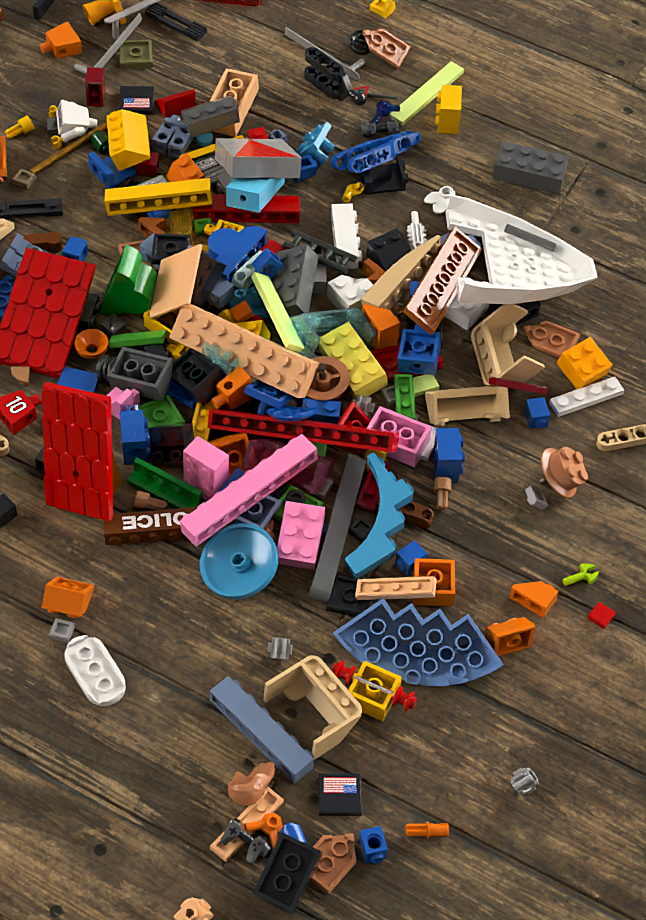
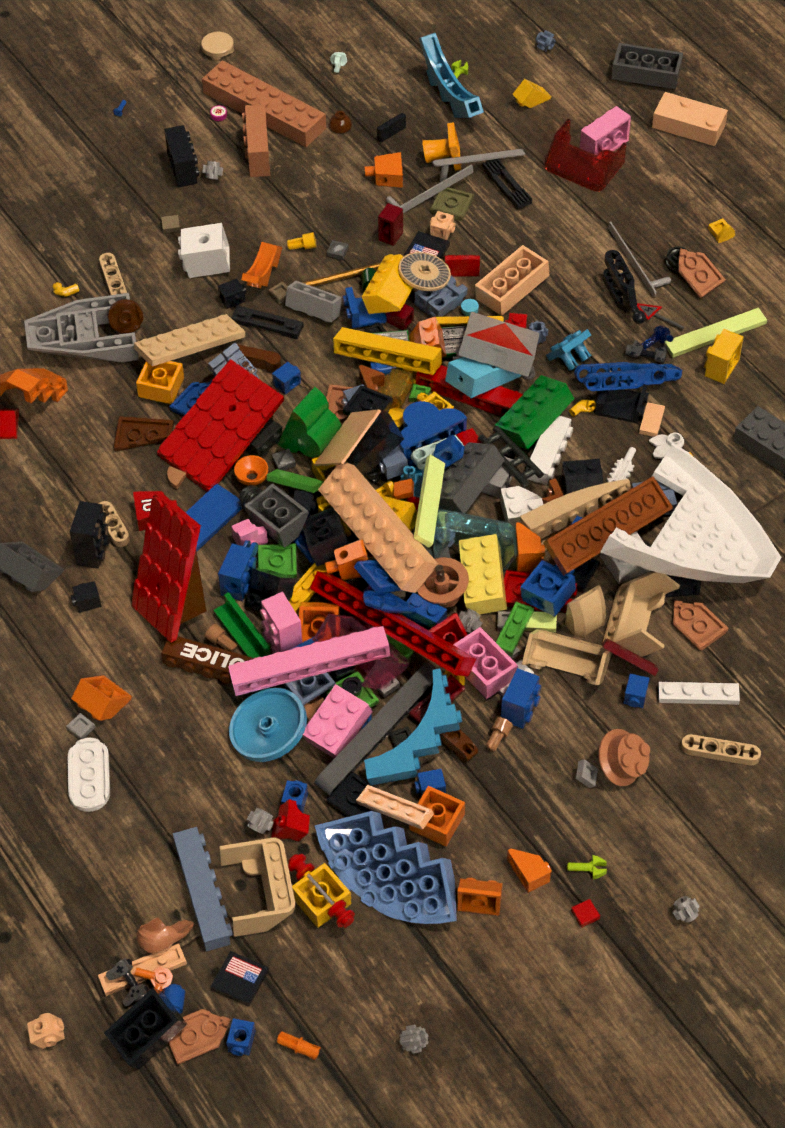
camera: 30 degrees right, 0 degrees up
(62, 176) = (313, 301): none -> light grey brick
(71, 121) = (351, 252): white torso -> none
(140, 74) = (442, 225): none -> light nougat brick
(151, 117) = (424, 271): none -> piece
(211, 115) = (479, 287): dark grey slope -> none
(212, 354) = (348, 530): clear light blue plate -> none
(301, 622) = (296, 788): none -> blue brick
(308, 168) = (547, 367): blue brick -> none
(308, 639) = (290, 822): none -> red brick
(319, 205) = (535, 411): none -> green brick
(417, 183) = (652, 419): none -> light nougat tile
(460, 363) = (586, 612): none -> tan slope
(549, 245) = (729, 513): dark grey piece -> none
(584, 363) = (711, 659): light orange brick -> none

